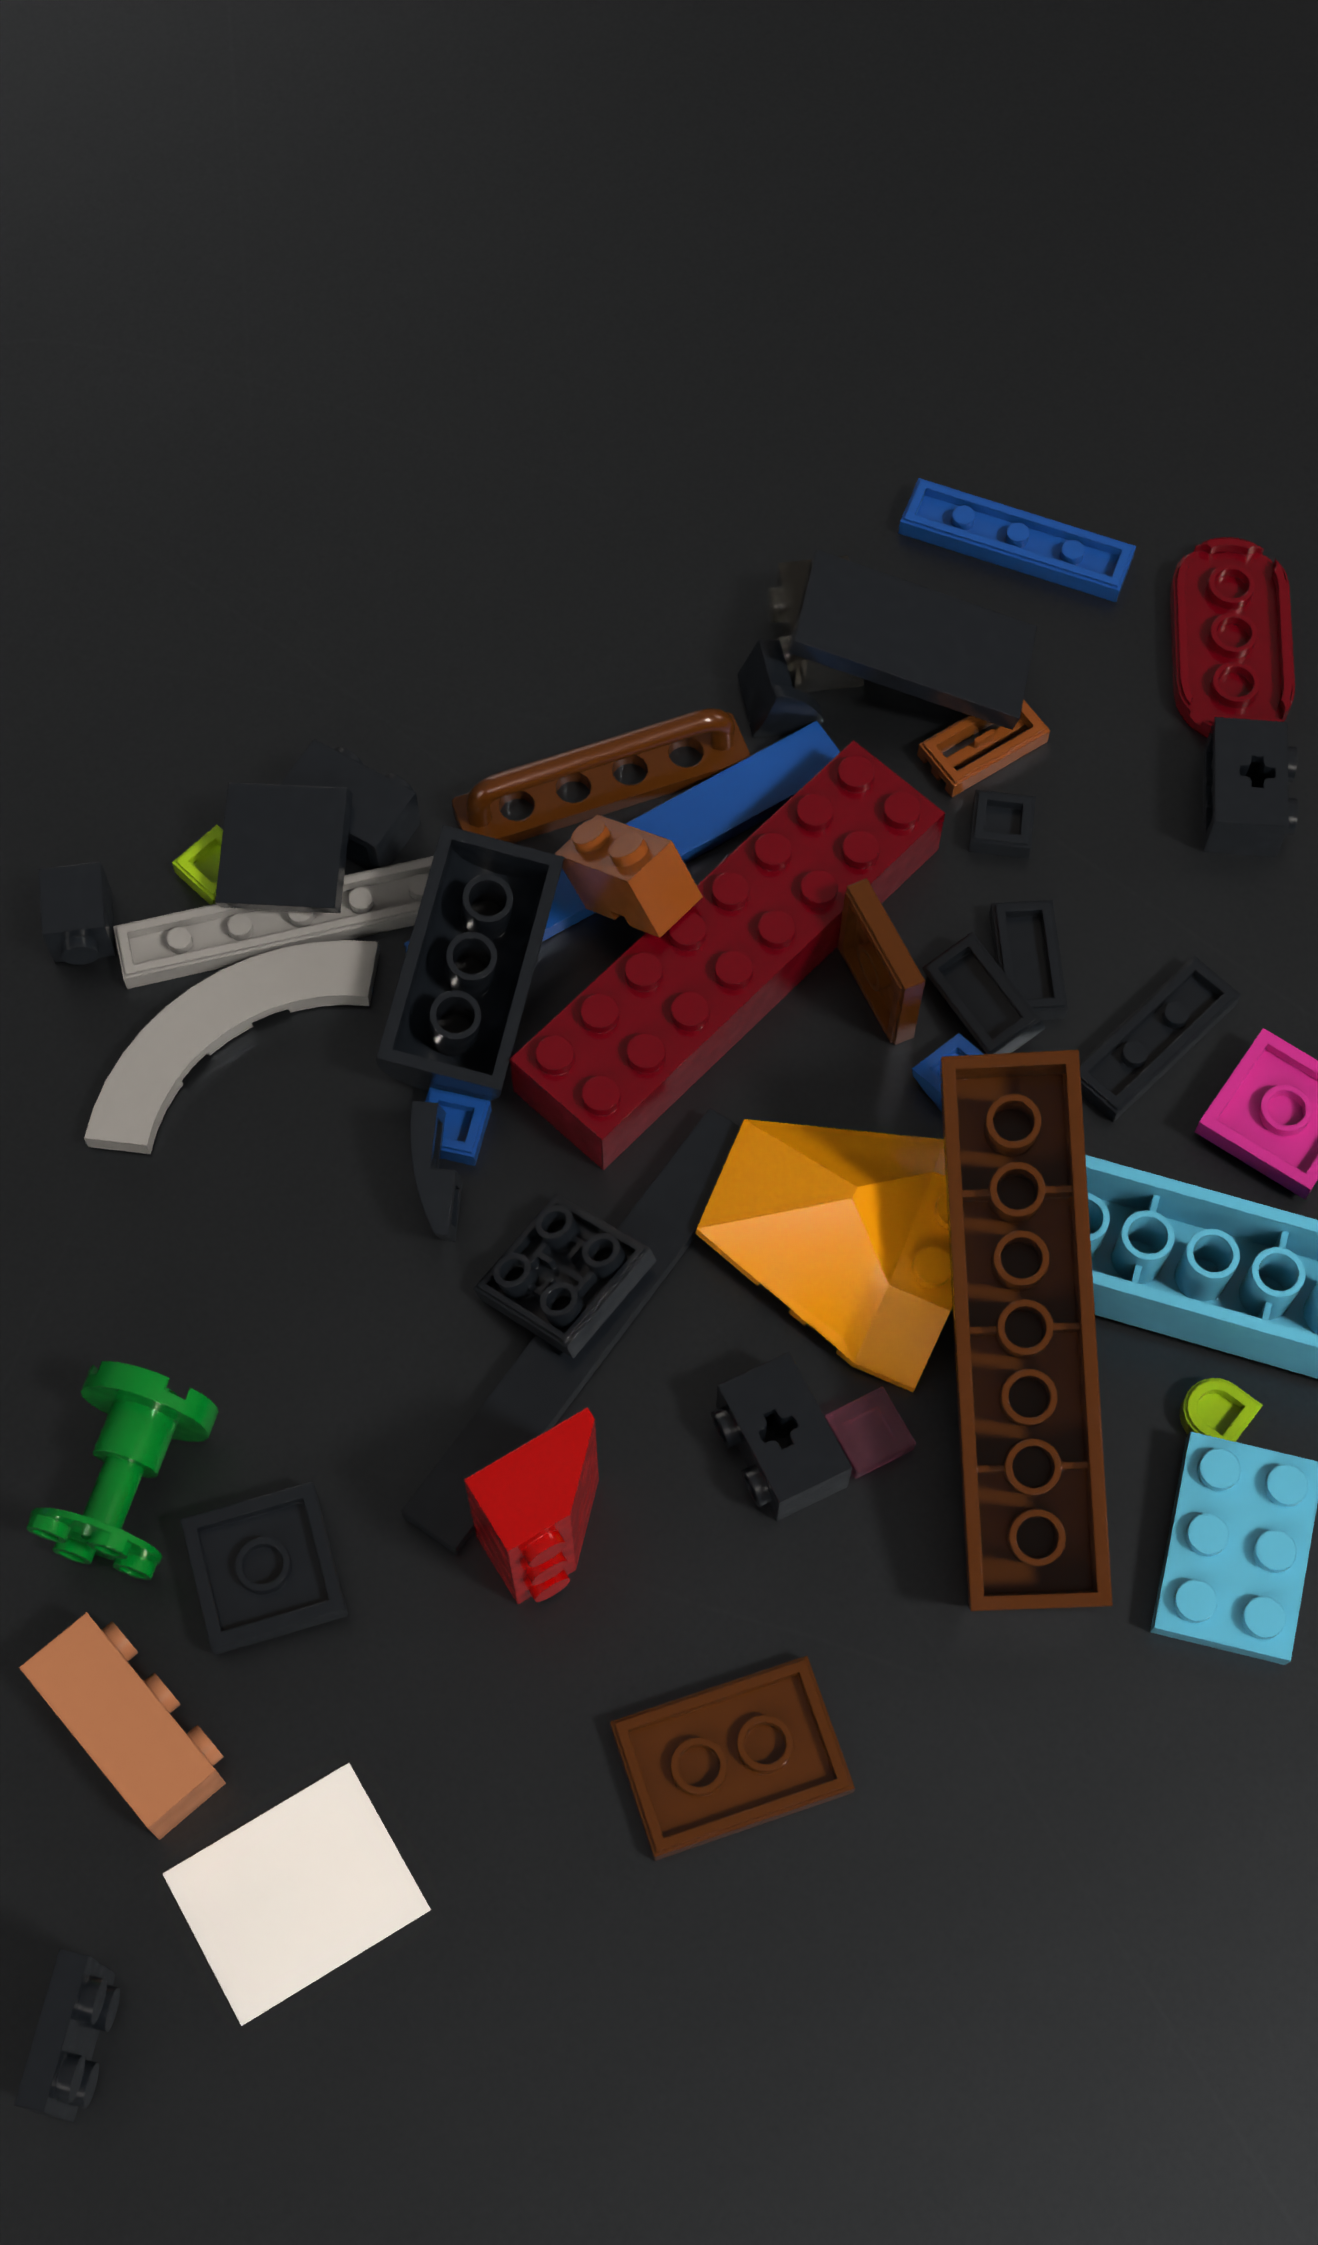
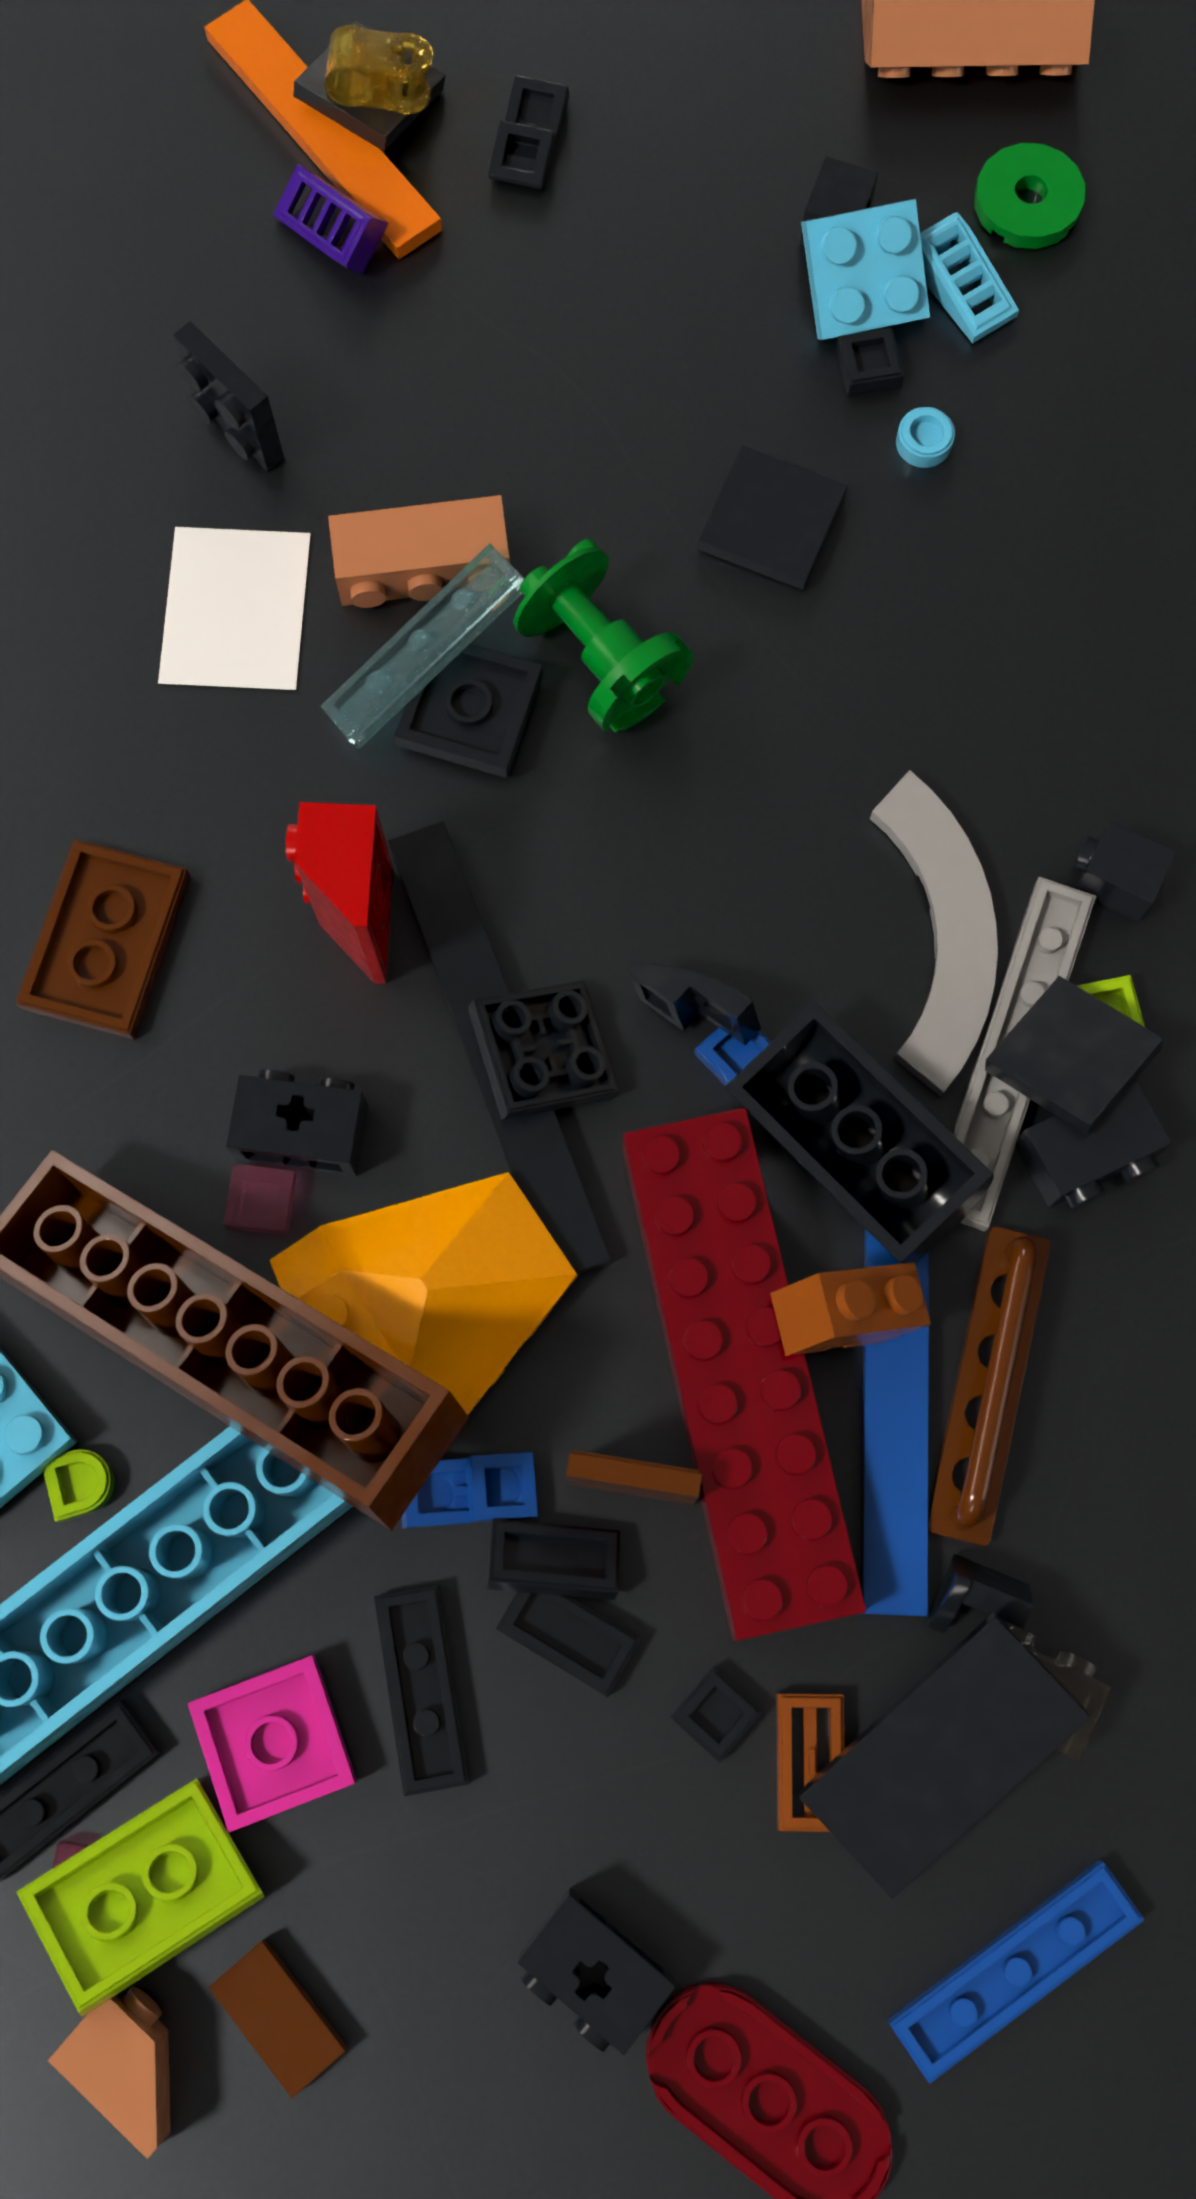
camera: 125 degrees right, 10 degrees up
(233, 1635) = (424, 646): none -> clear light blue tile

